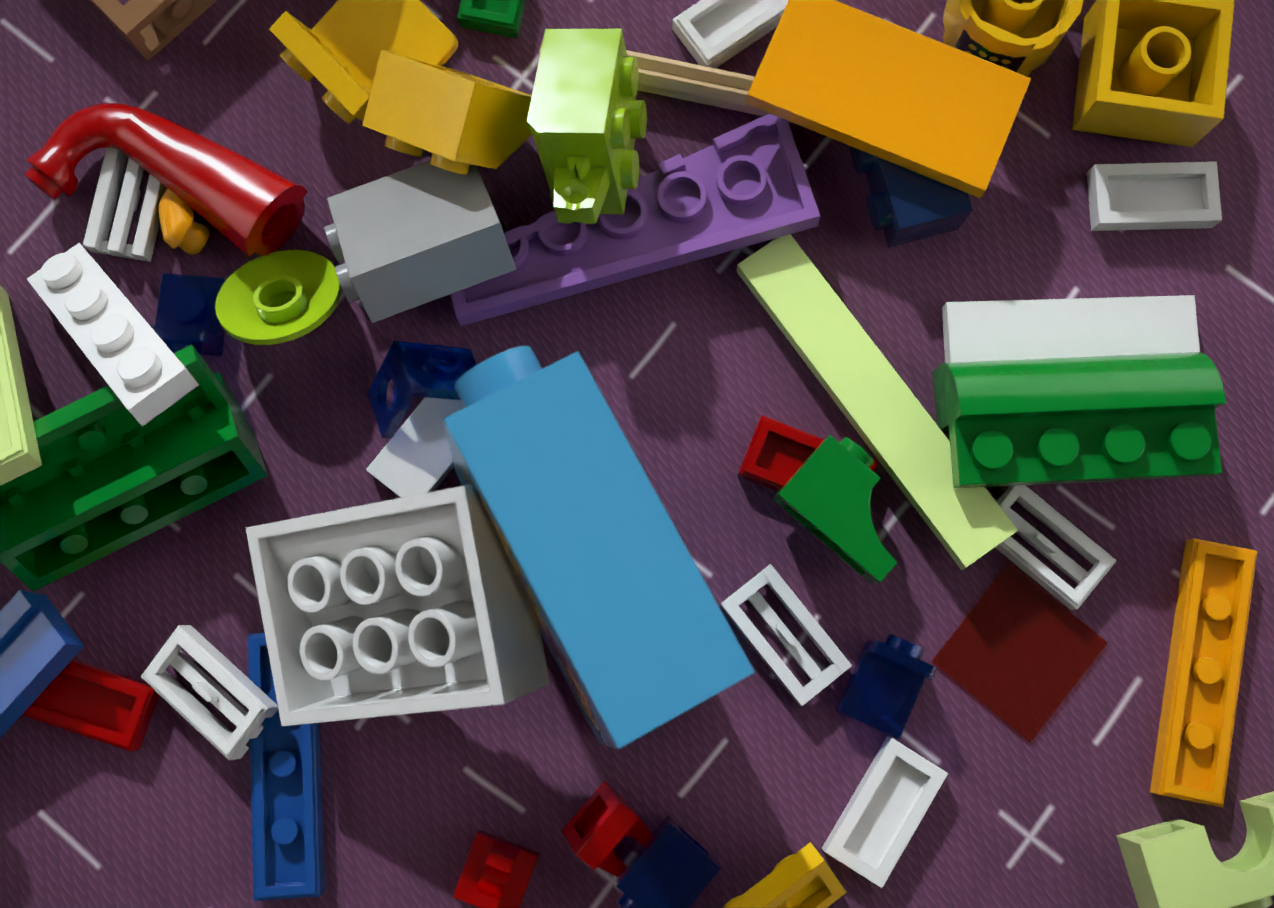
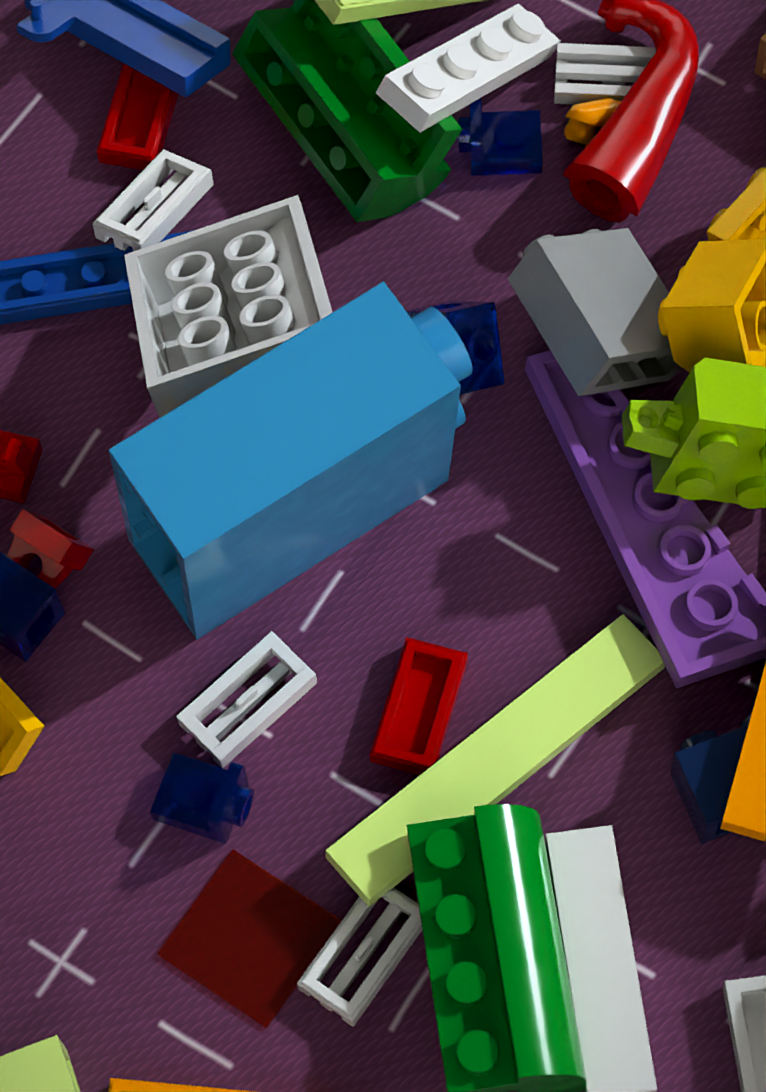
camera: 90 degrees right, 15 degrees down
(278, 297) = (525, 200): lime dish -> none
(833, 503) = (378, 713): green arch -> none
(884, 811) = (79, 809): white tile -> none

